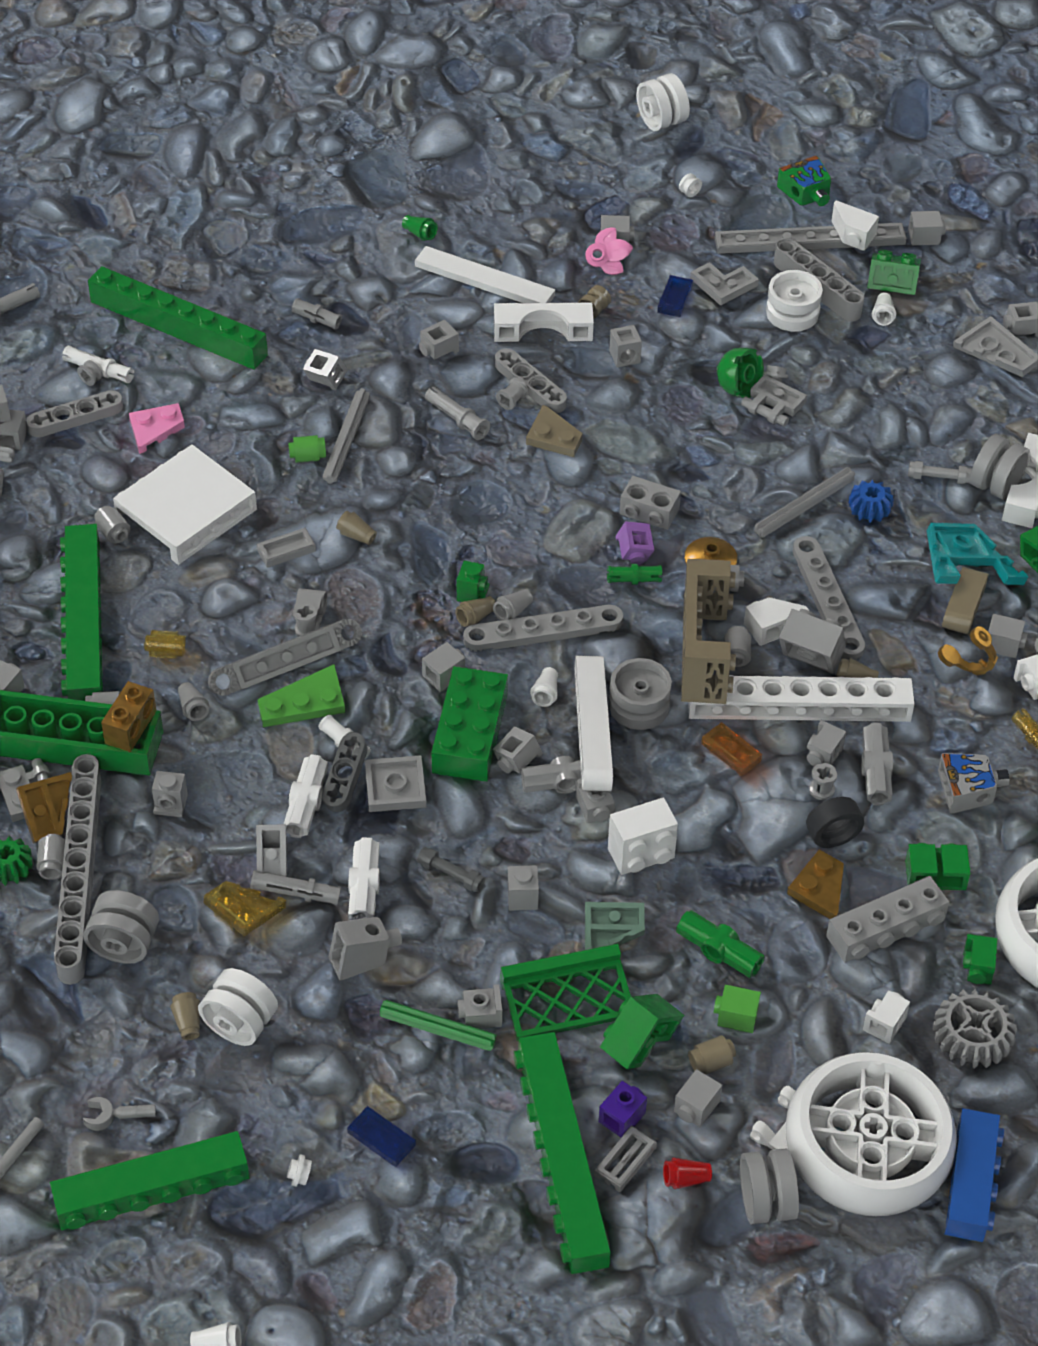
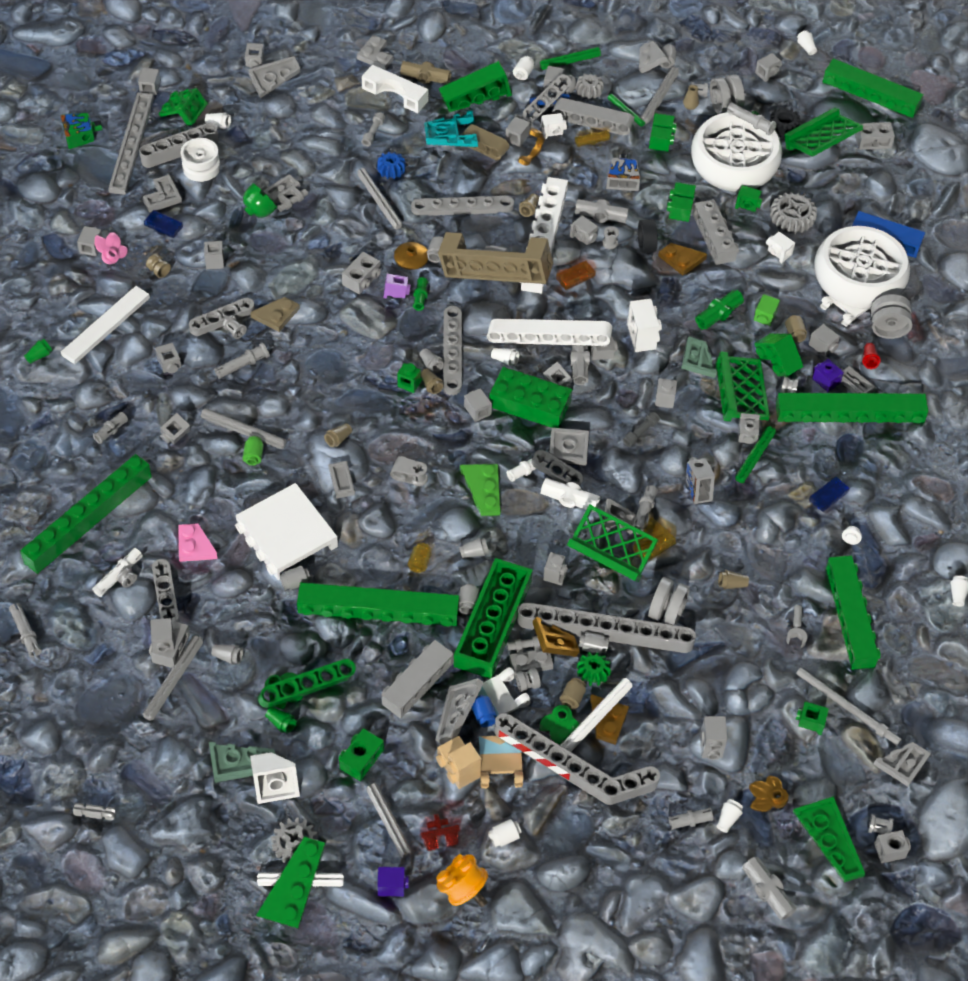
camera: 80 degrees left, 5 degrees up
(129, 716) = (506, 569): pearl gold brick -> none
(203, 839) = (609, 559): none -> green fence
(238, 1007) = (740, 545): white wheel -> none
(285, 657) = (448, 490): light grey plate -> none
(364, 879) = (644, 473): white piece -> none
(516, 319) = (173, 280): white arch -> none
(584, 1056) = (789, 385): none -> light grey wheel
(640, 693) = (528, 302): light grey wheel -> none
(690, 185) = (55, 191): white bush -> none
(767, 618) = (478, 233): white slope -> none
(813, 640) = (509, 212): light grey brick -> none
(854, 225) = (139, 113): white slope -> none
(999, 466) = (388, 95): light grey wheel -> none

